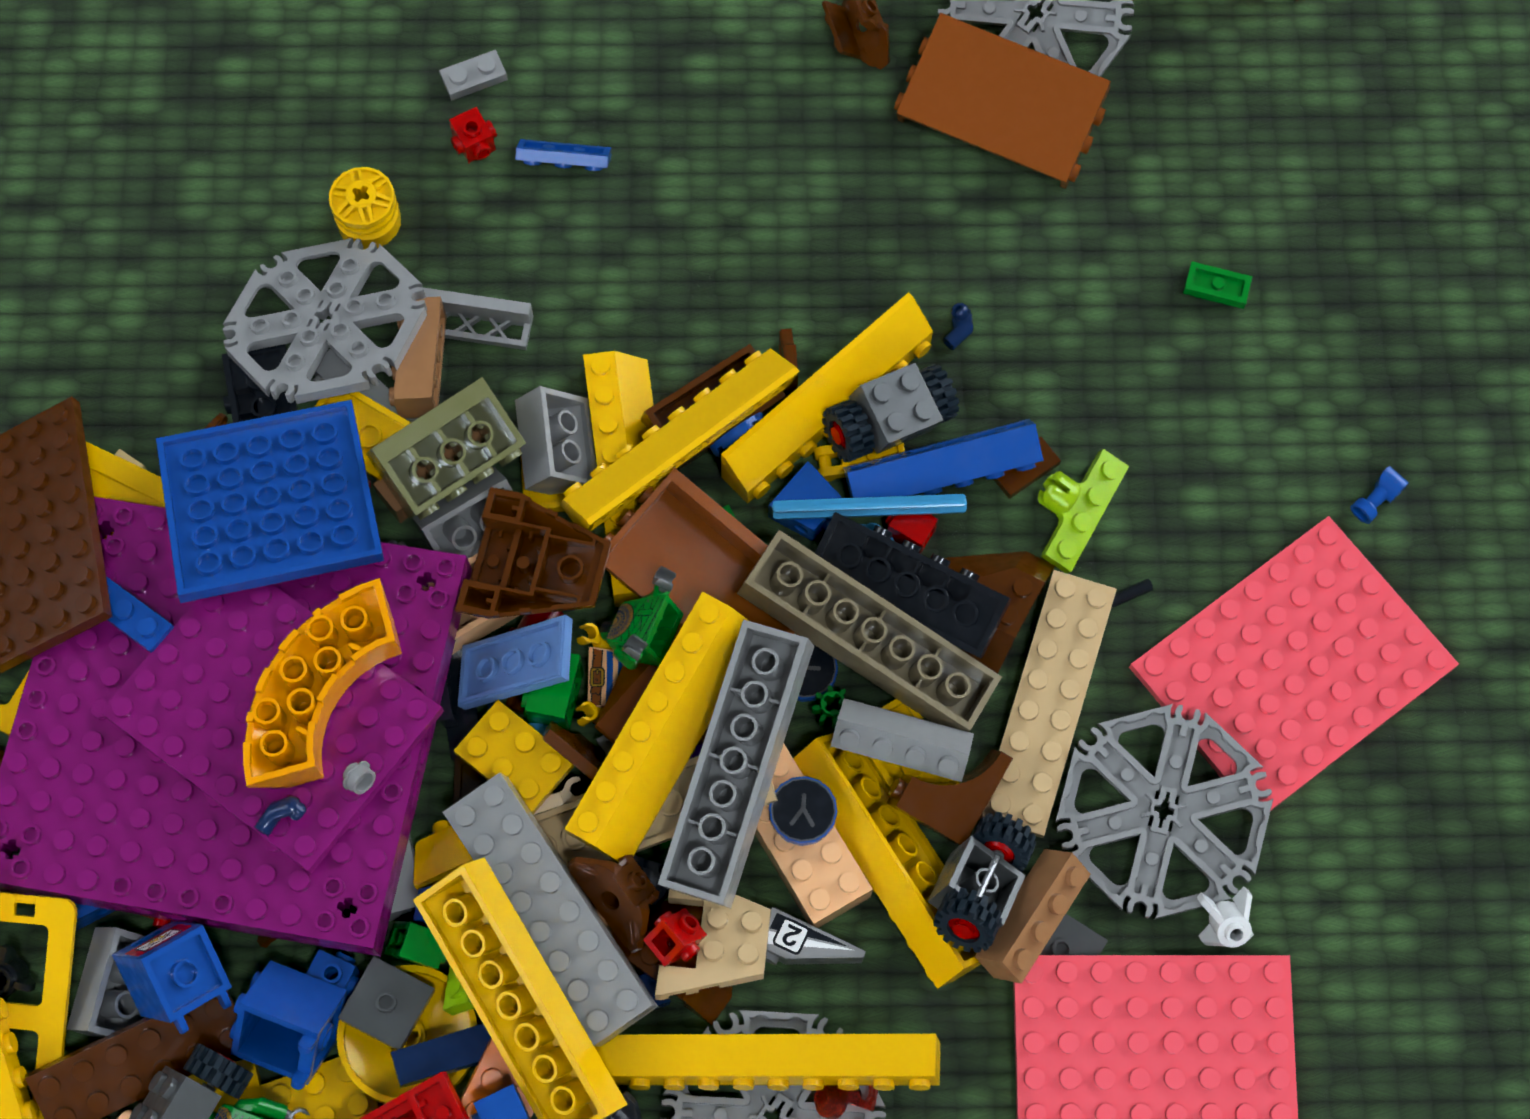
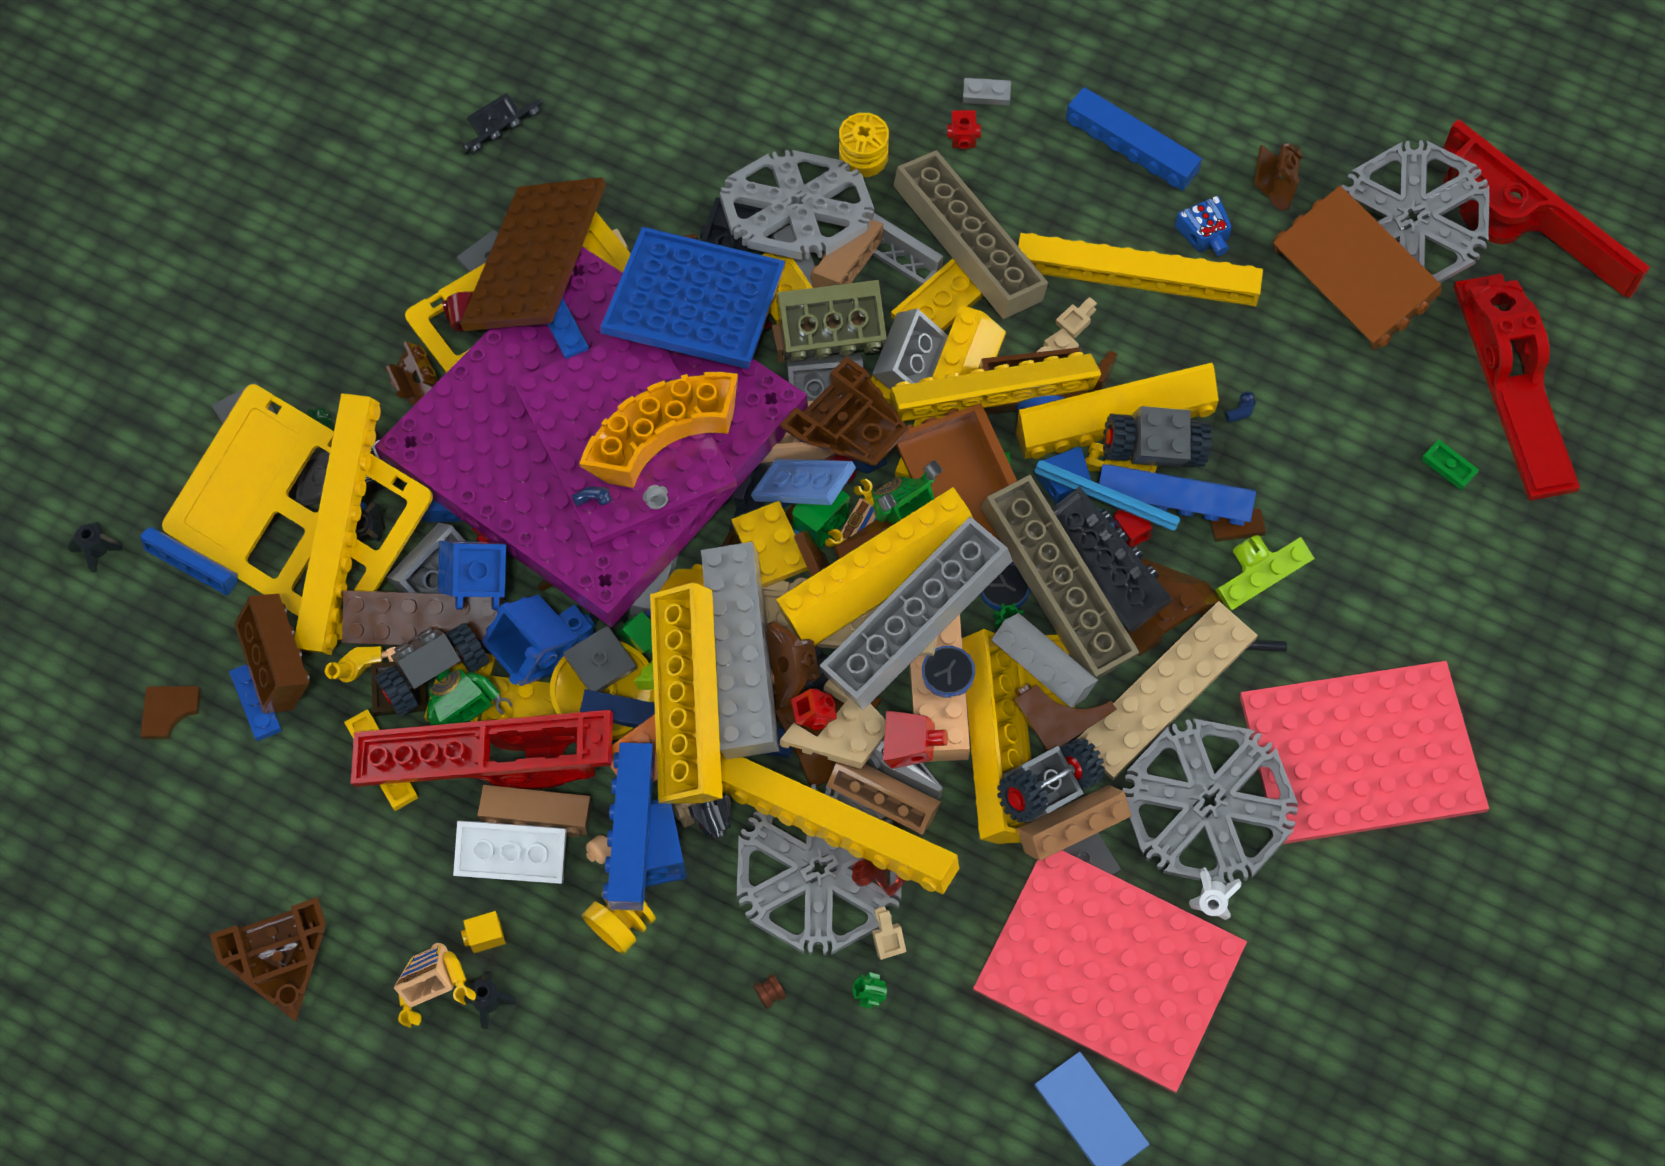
camera: 30 degrees right, 5 degrees down
(548, 262) = (970, 234): none -> dark tan brick
(556, 345) = (942, 295): none -> yellow plate
(563, 154) = (1020, 170): blue plate -> none
(673, 58) = (1133, 139): none -> blue brick
(716, 347) = (1059, 341): none -> tan plate
(720, 307) = (1076, 319): none -> tan plate
(759, 214) = (1143, 269): none -> yellow brick
(803, 915) = (910, 739): none -> torso
(806, 993) = (885, 795): none -> medium nougat brick
(809, 127) = (1205, 226): none -> blue torso
(1252, 172) = (1521, 398): none -> red piece
(1387, 488) = (1503, 662): blue leg -> none

